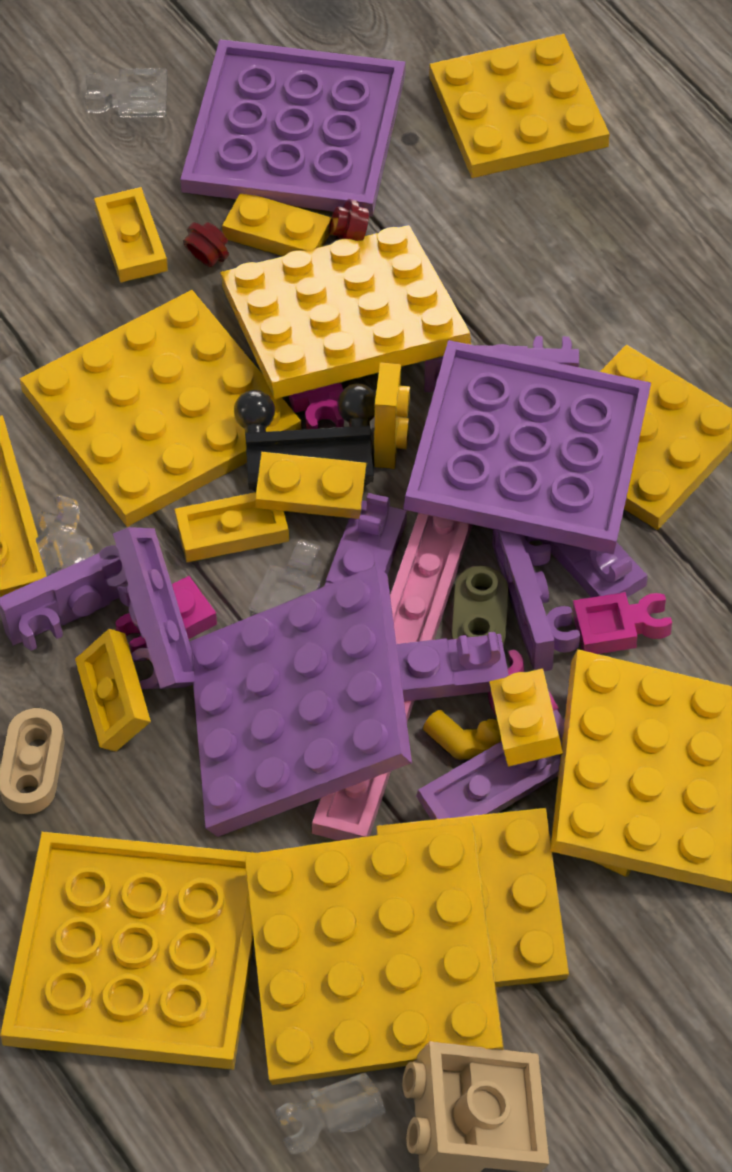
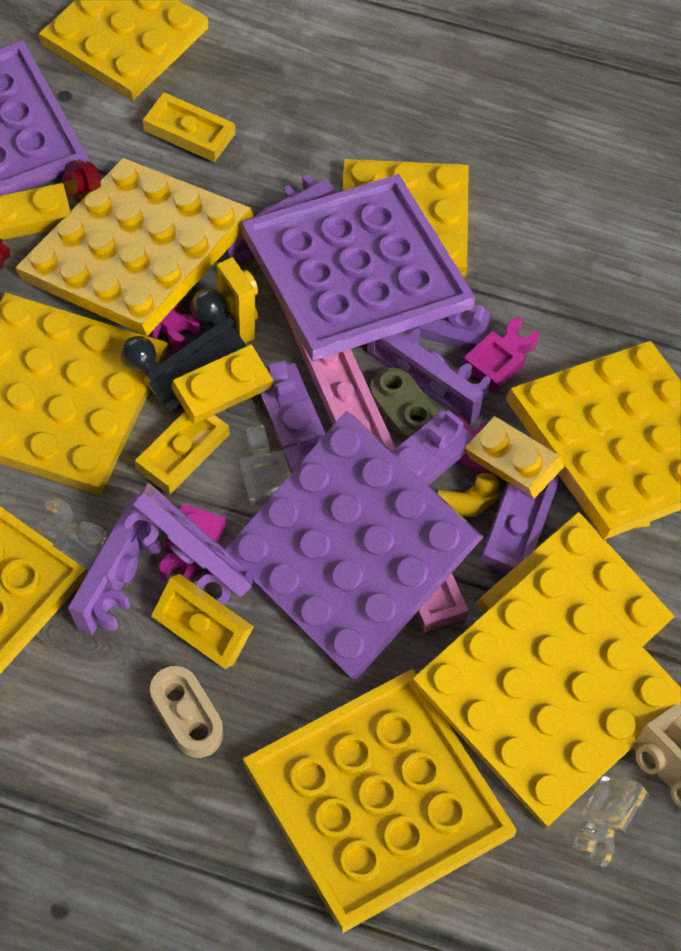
camera: 40 degrees left, 5 degrees up
(498, 230) = (189, 127): none -> yellow plate

